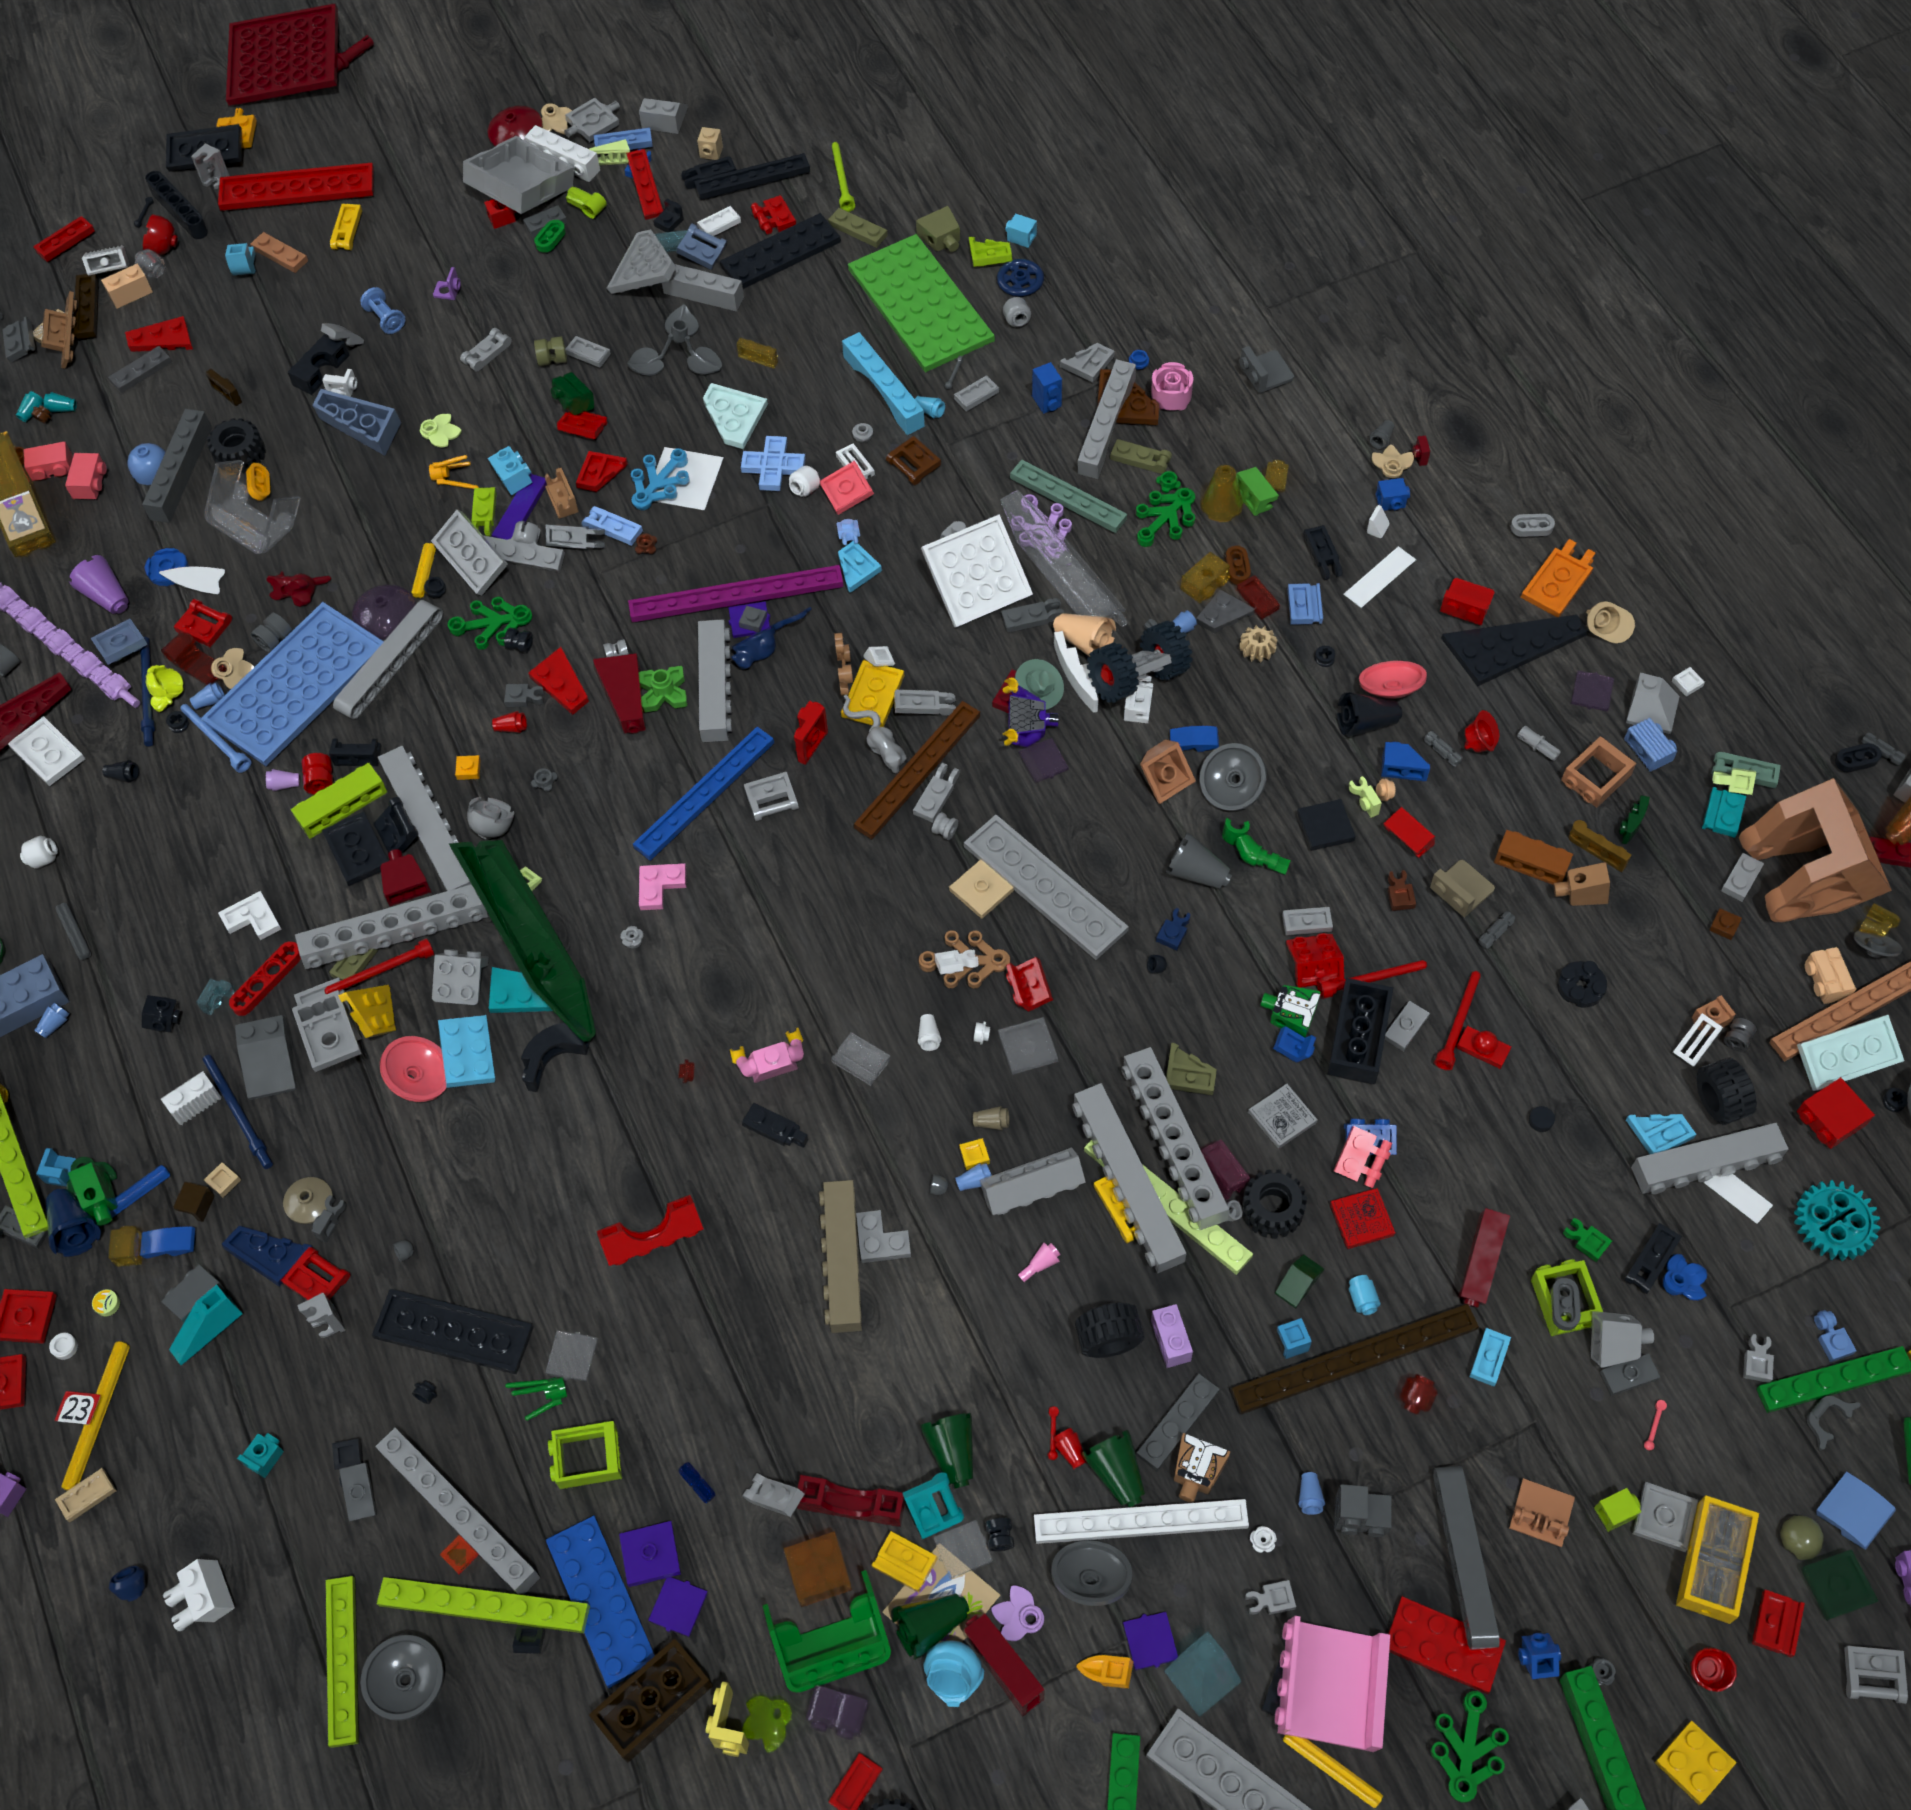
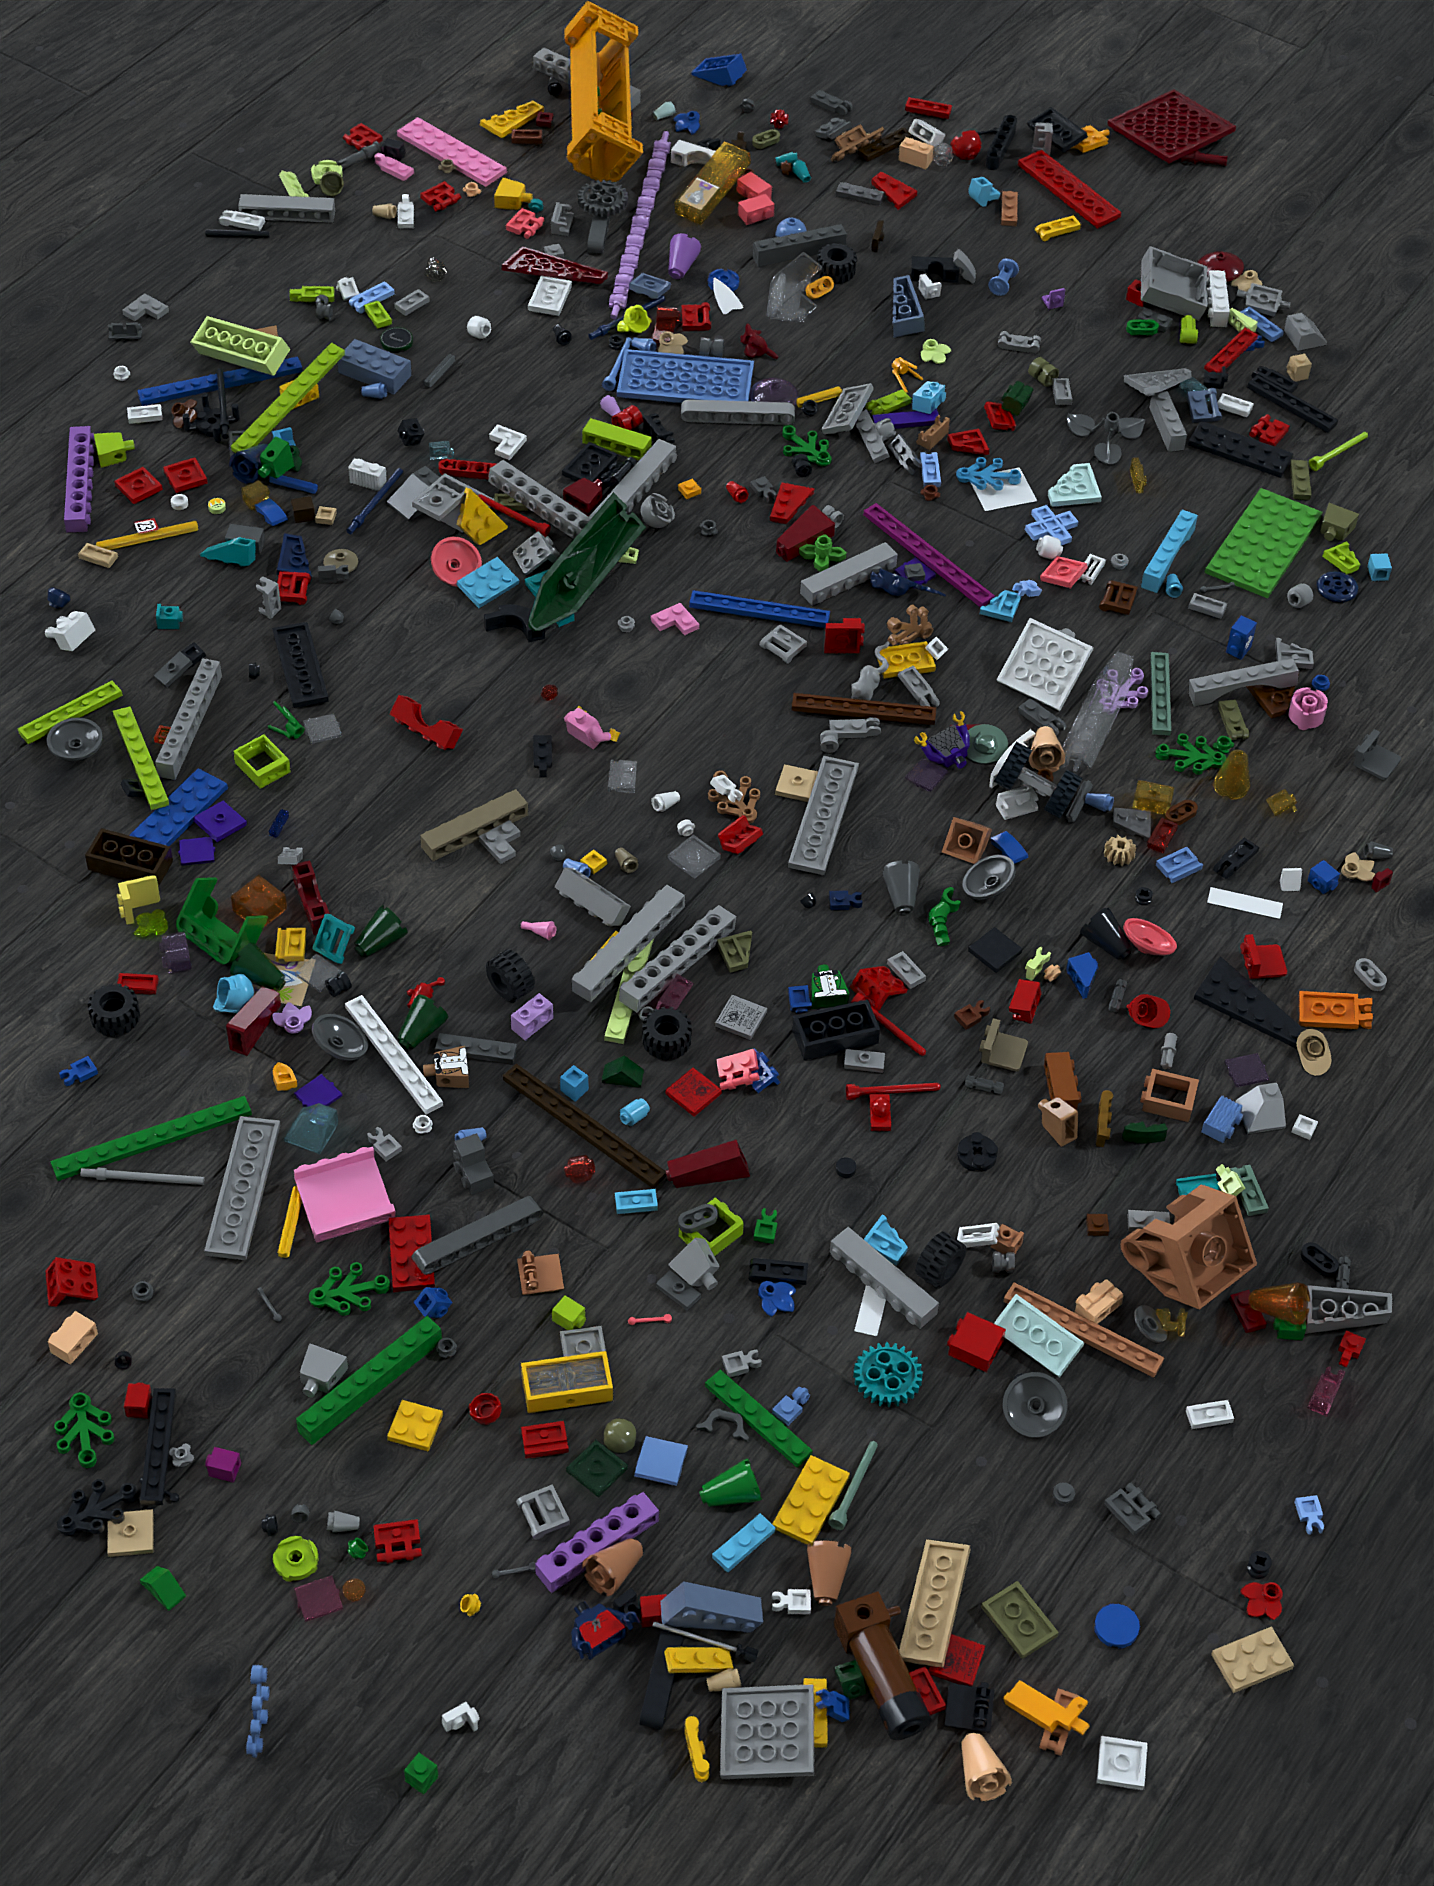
camera: 55 degrees right, 10 degrees down
(1256, 491) = (1257, 795): bright green hinge -> none

